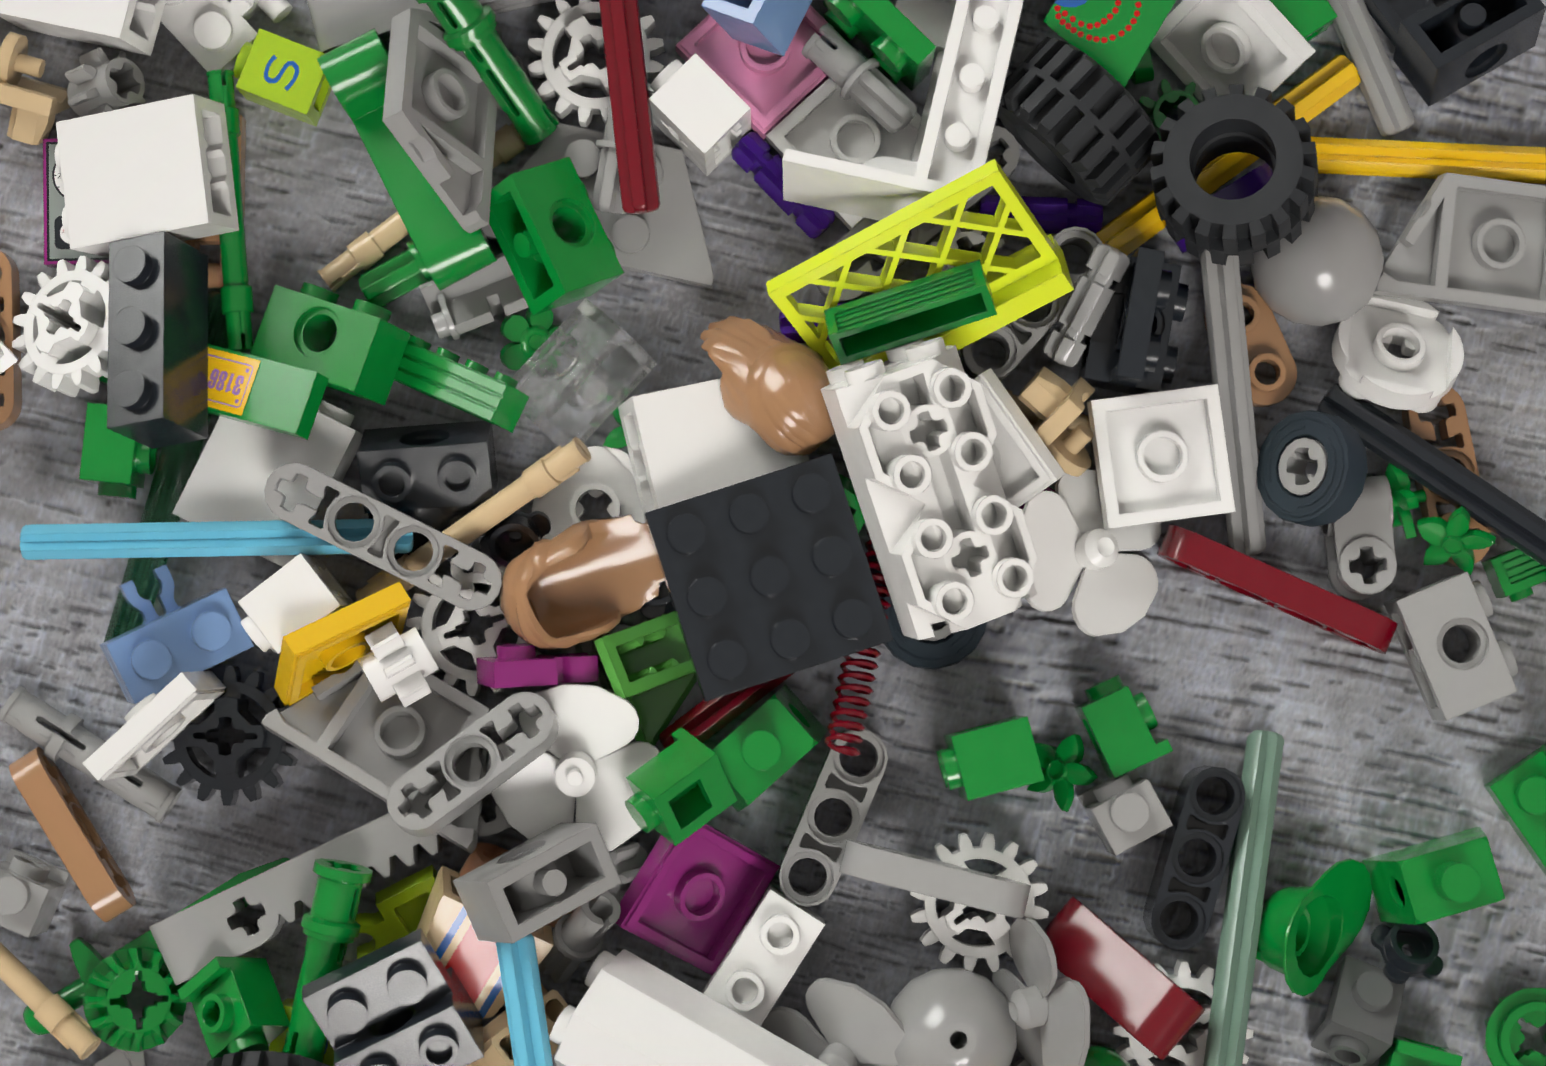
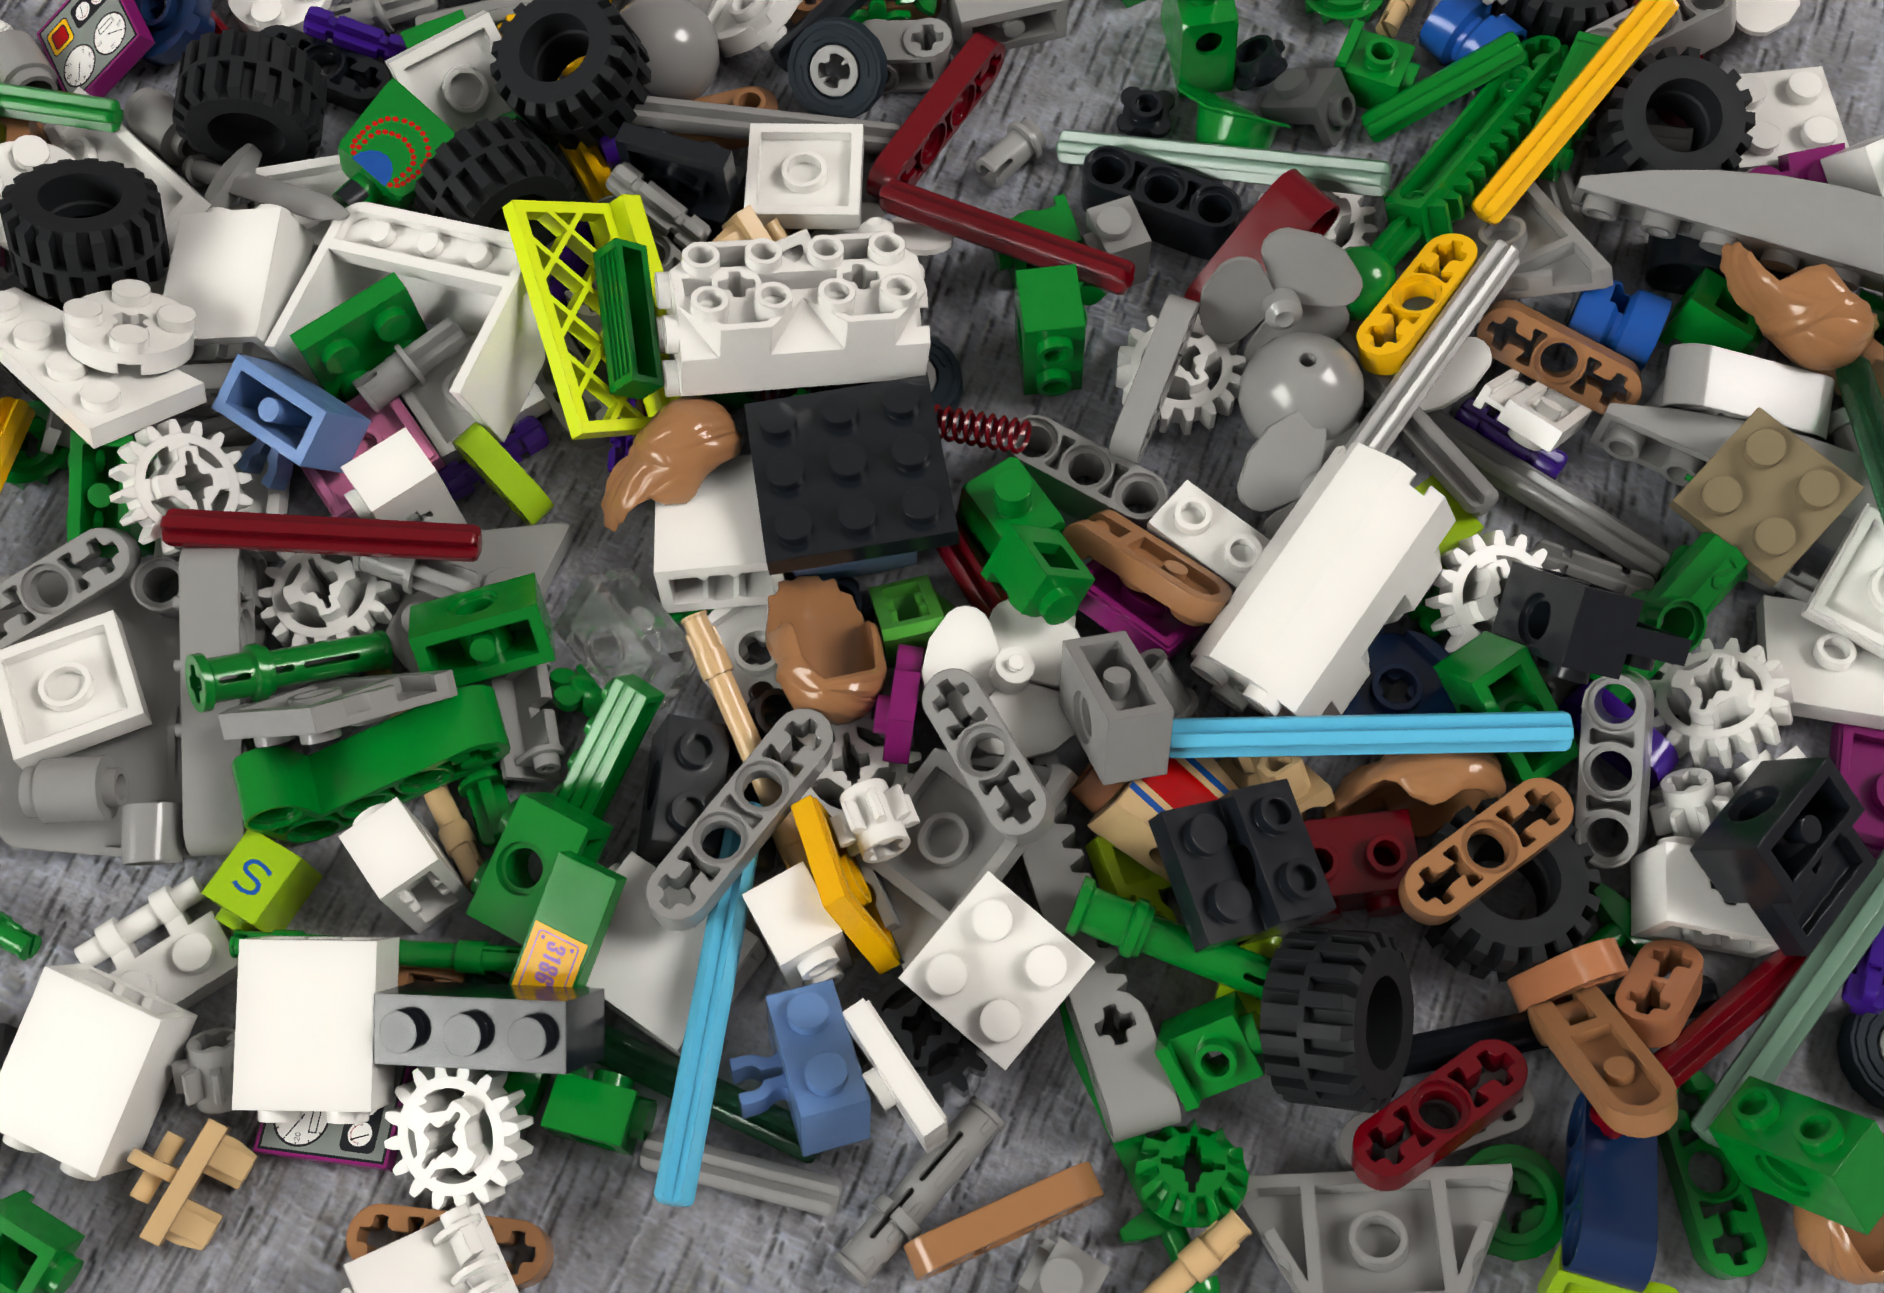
camera: 75 degrees left, 20 degrees down
(84, 599) = (757, 1178): none -> light grey axle
(276, 800) = (996, 970): none -> white plate
(313, 214) = (404, 864): none -> white brick
(719, 895) = (1150, 566): none -> medium nougat plate
(748, 207) = (503, 474): none -> lime beam
(1097, 694) = (1006, 235): none -> dark red axle
(1244, 680) = (1022, 143): none -> light grey pin
(1308, 814) = (1145, 124): none -> black plate

